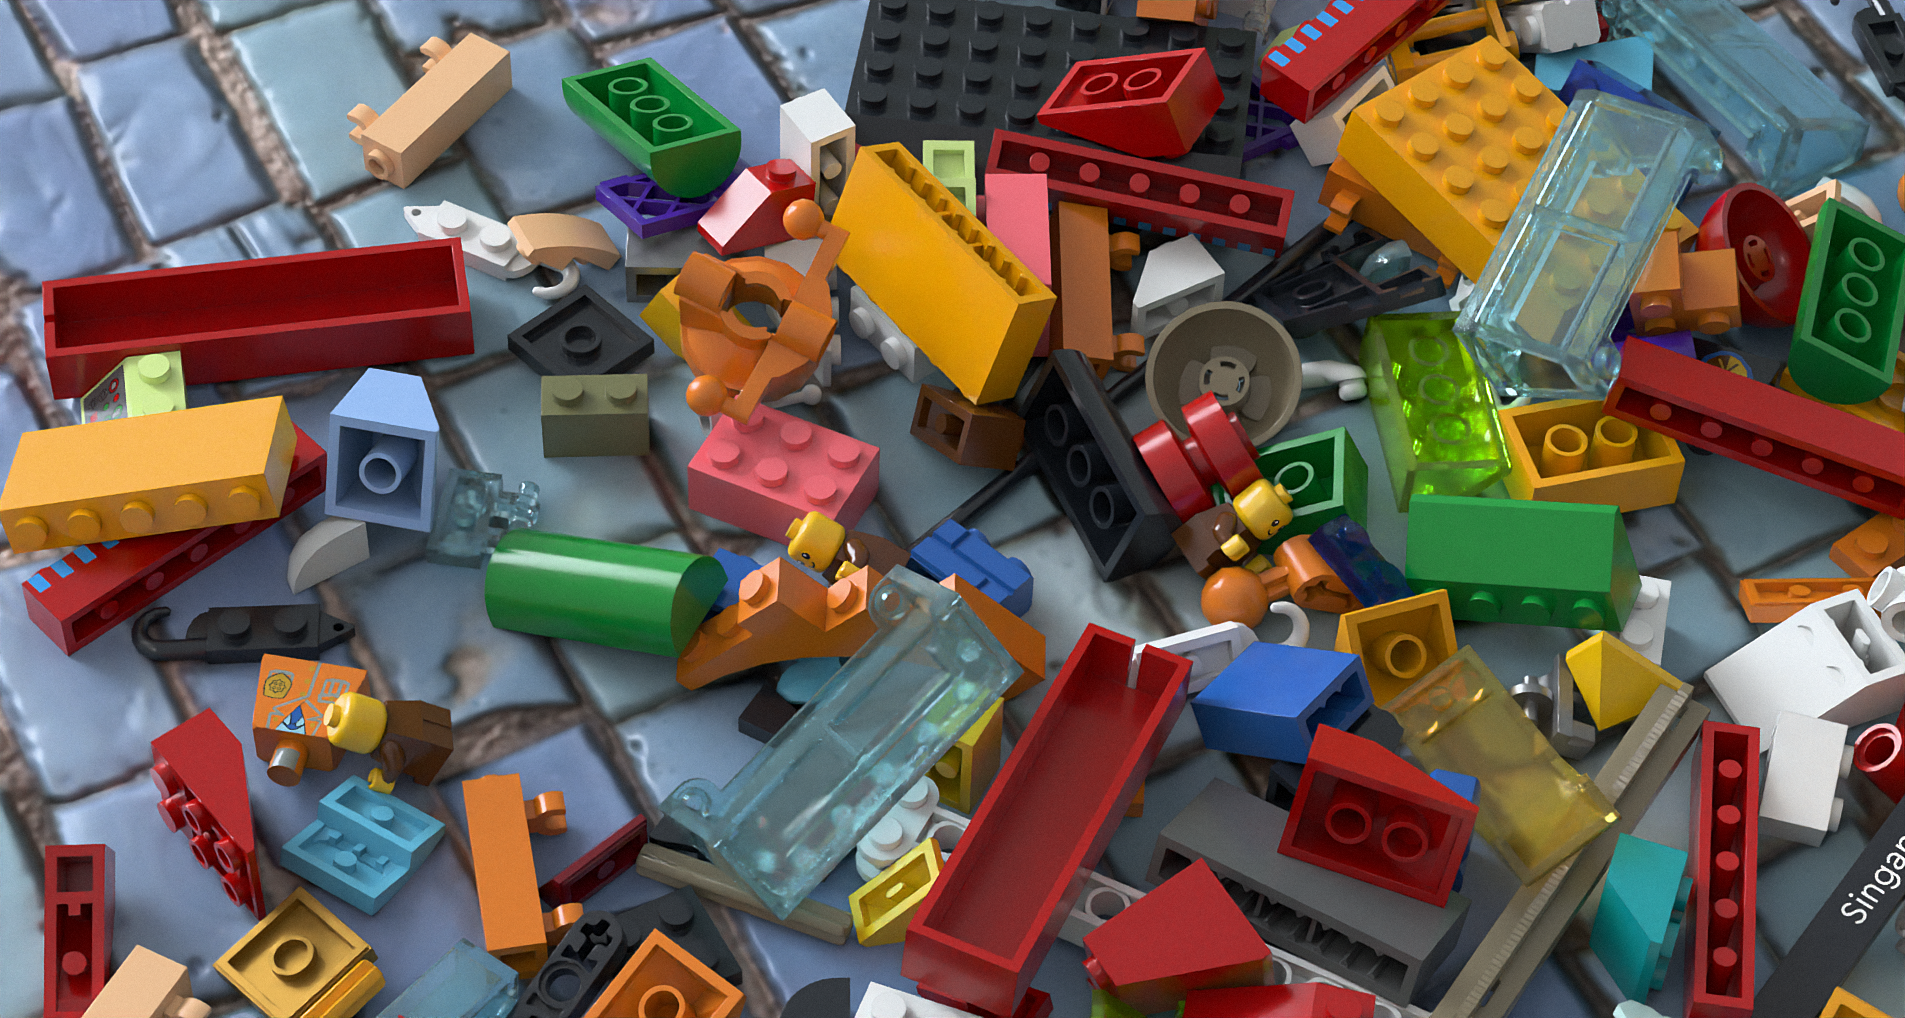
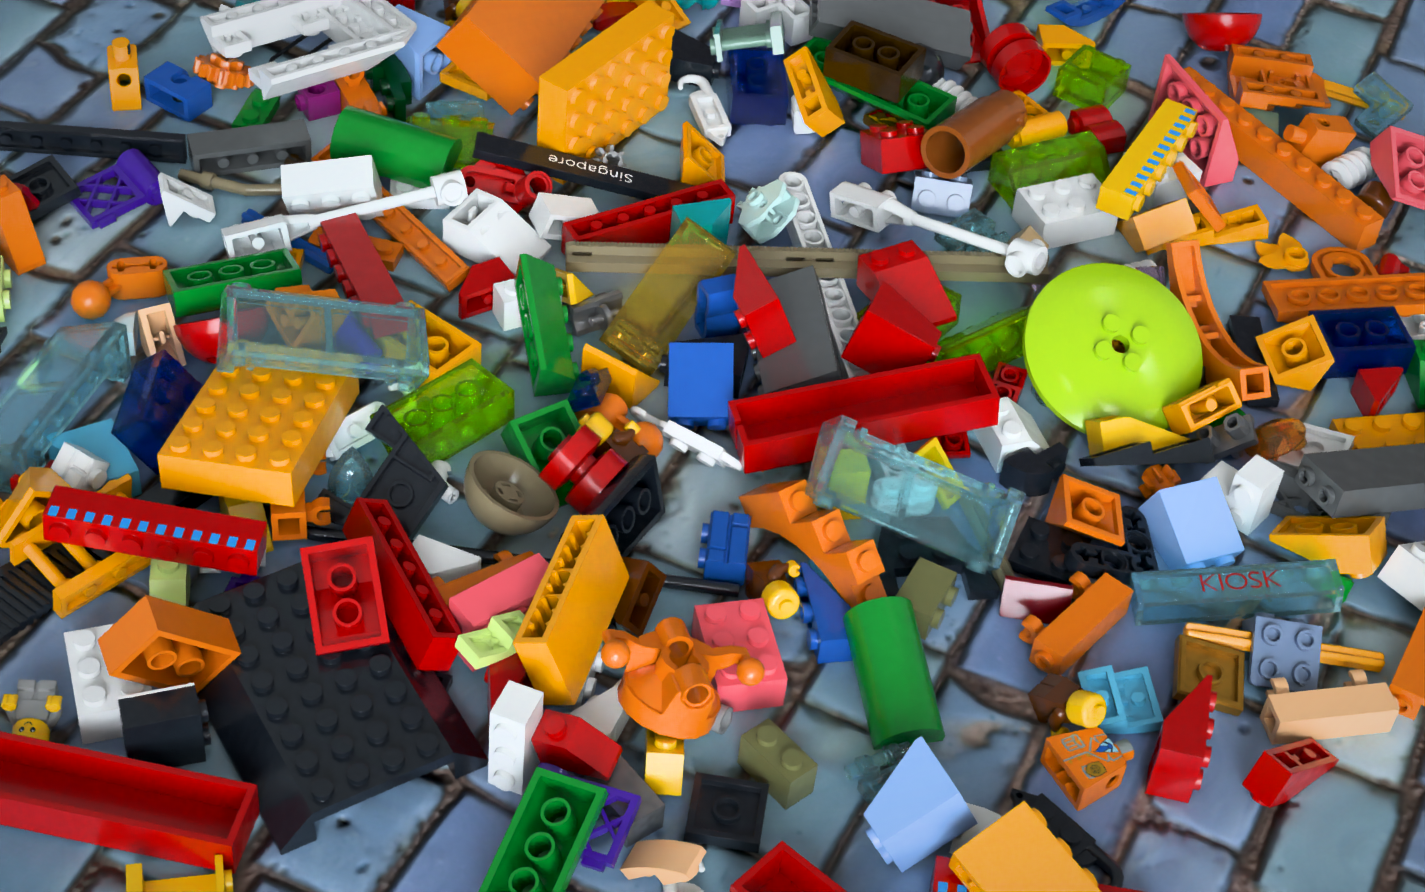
camera: 130 degrees left, 5 degrees down
(703, 726) = (930, 591): none -> olive brick
(1702, 613) = (477, 289): none -> red slope

